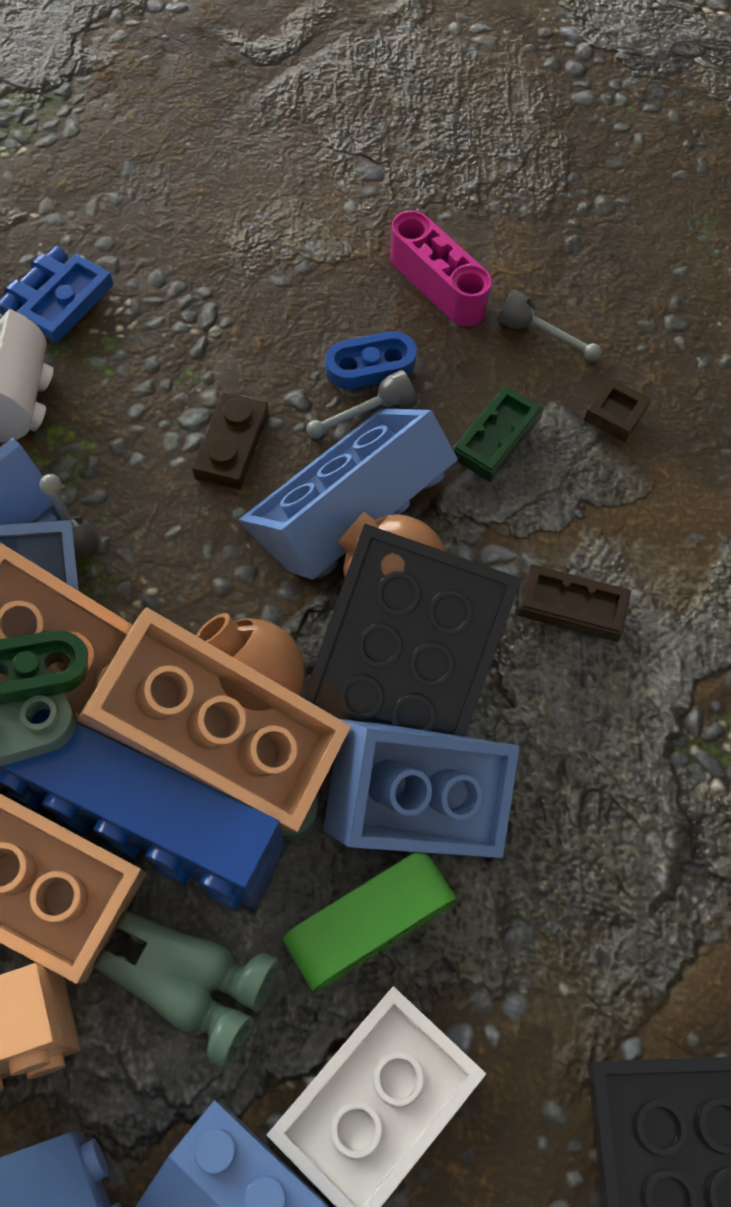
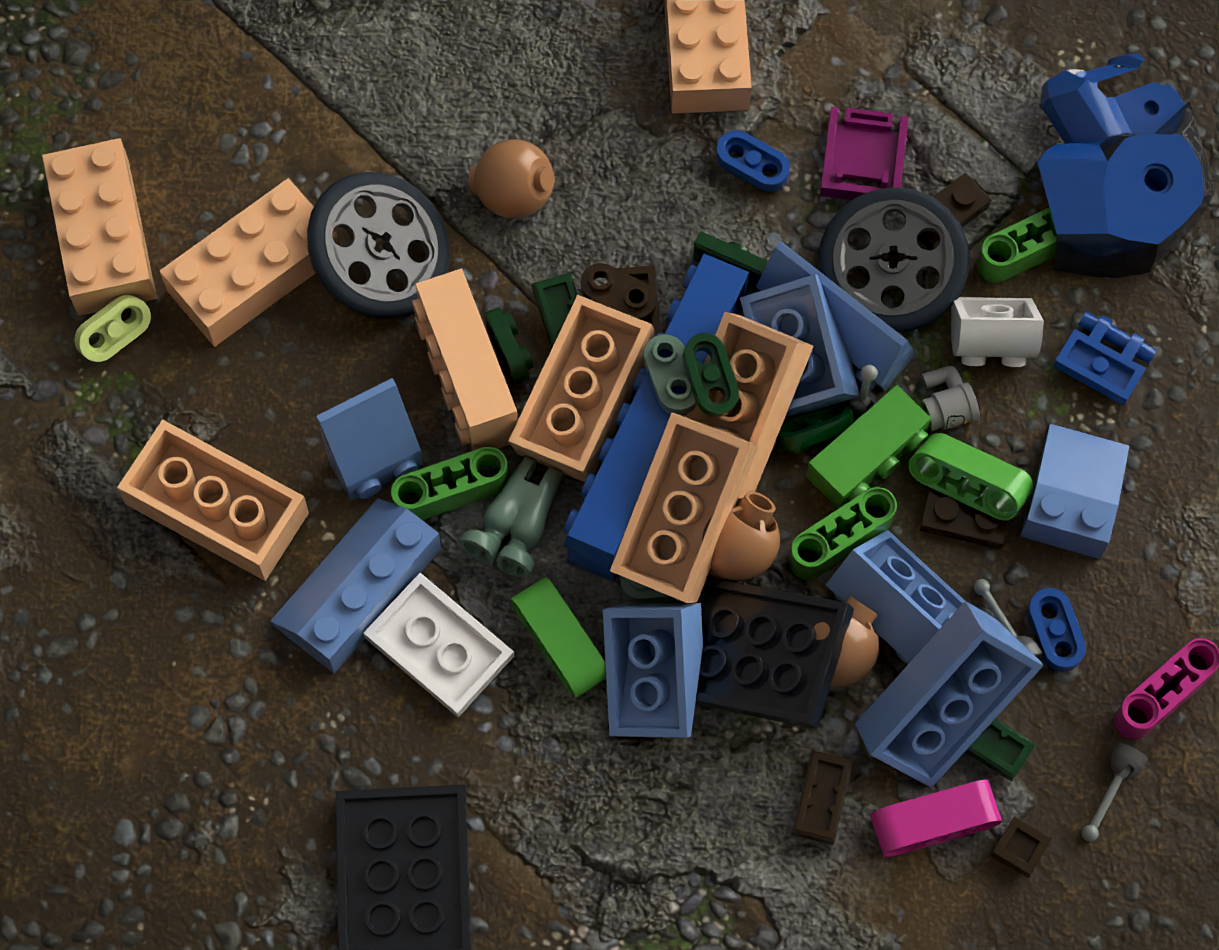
camera: 90 degrees right, 5 degrees up
(93, 438) = (950, 406): none -> light grey piece
(101, 575) = (813, 427): none -> dark green plate
(108, 1073) = (455, 471): none -> bright green beam
(137, 526) = (869, 448): none -> bright green brick
(186, 418) = (971, 476): none -> bright green beam
(213, 329) = (1076, 491): none -> medium blue slope
(240, 533) = (823, 532): none -> bright green beam
(464, 446) = (947, 695): none -> medium blue slope
(593, 487) = (935, 818): none -> dark pink beam

